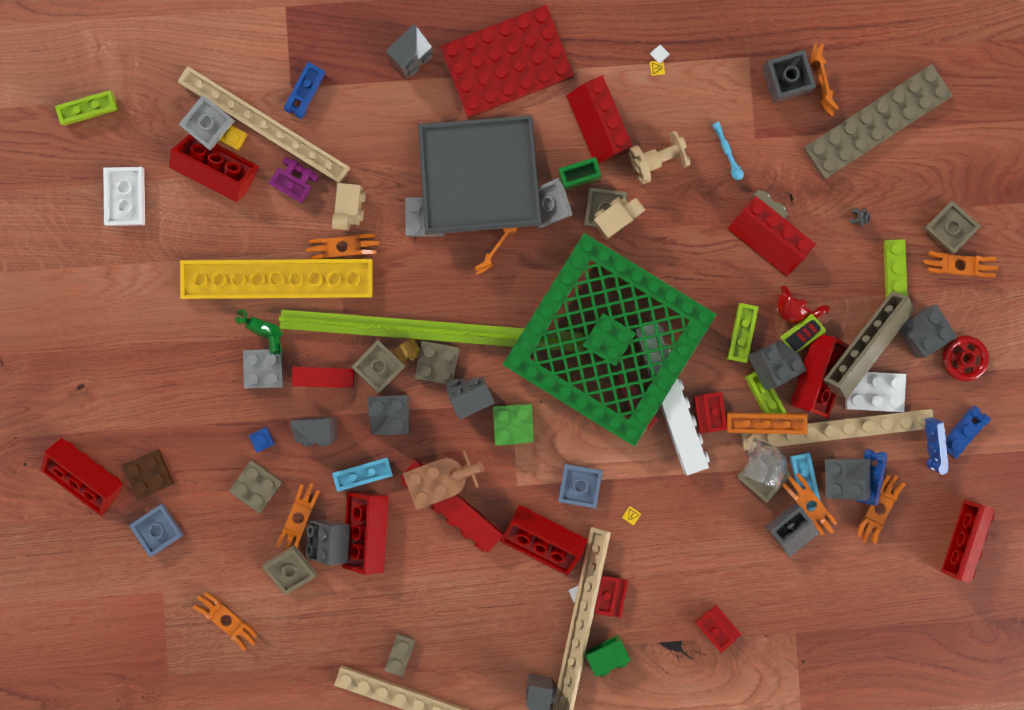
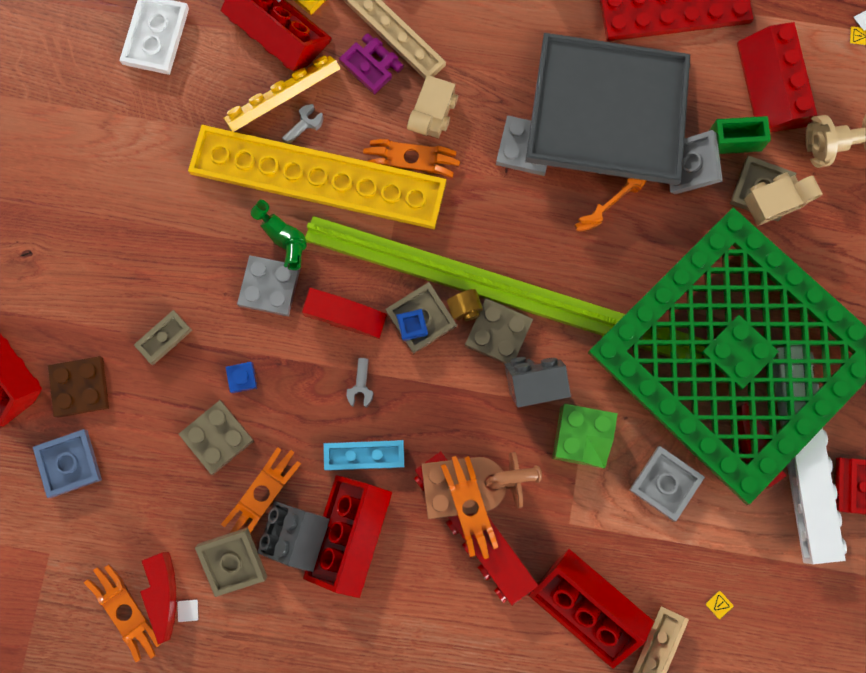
camera: 15 degrees right, 10 degrees down
(197, 425) = (163, 337): none -> dark tan plate
(232, 221) = (281, 92): none -> yellow plate
(248, 603) = (161, 595): none -> red slope
(256, 239) = (304, 123): none -> light grey bar
(269, 607) = (187, 610): none -> white sticker
(315, 430) = (316, 379): dark grey slope -> none
(348, 424) = (360, 386): none -> light grey bar
(373, 374) = (412, 325): none -> blue tile
(389, 414) = (420, 383): dark grey slope -> none
(438, 485) = (465, 491): none -> orange piece
(578, 442) = (666, 483): none -> light grey plate
(580, 485) = (657, 544): sand blue plate -> none

